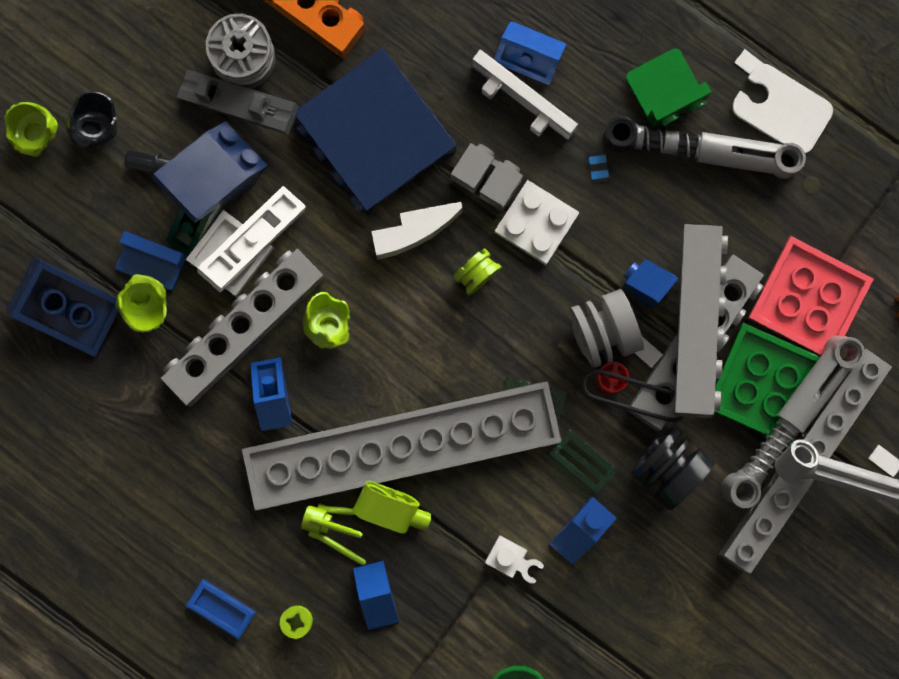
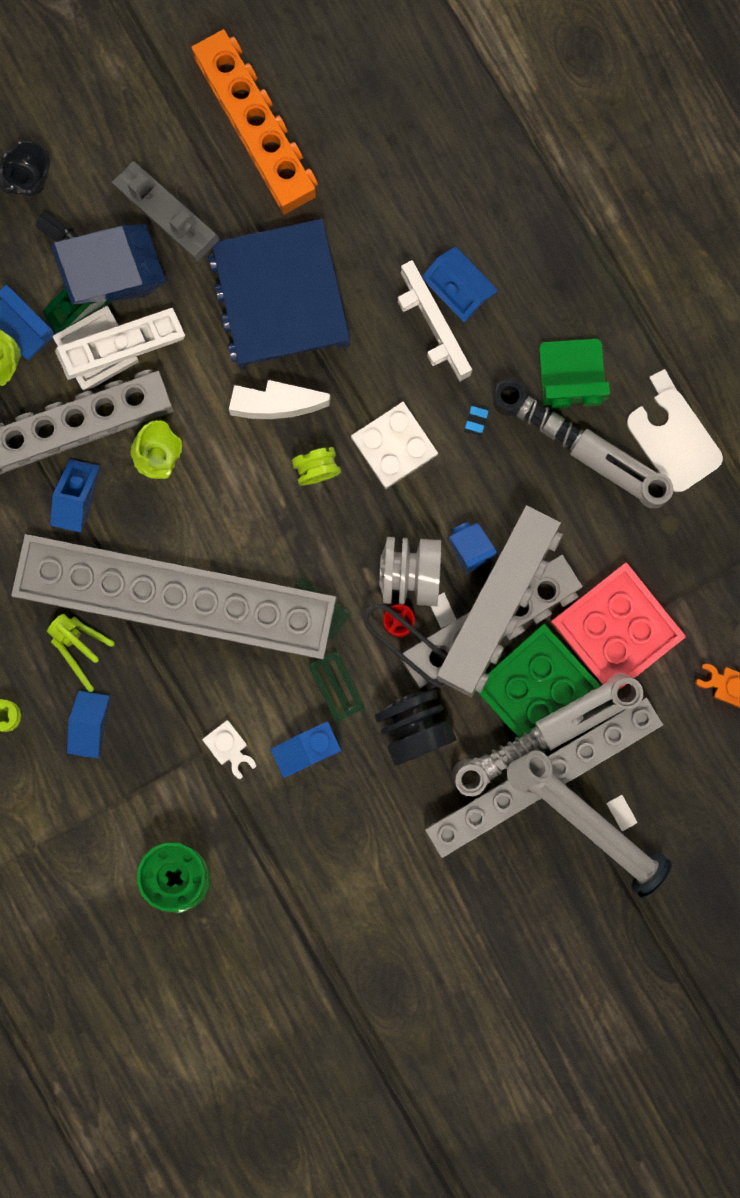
camera: 25 degrees right, 0 degrees up
(246, 68) = (194, 182): light grey wheel -> none
(390, 508) = (136, 649): lime piece -> none
(474, 167) = (360, 367): light grey piece -> none

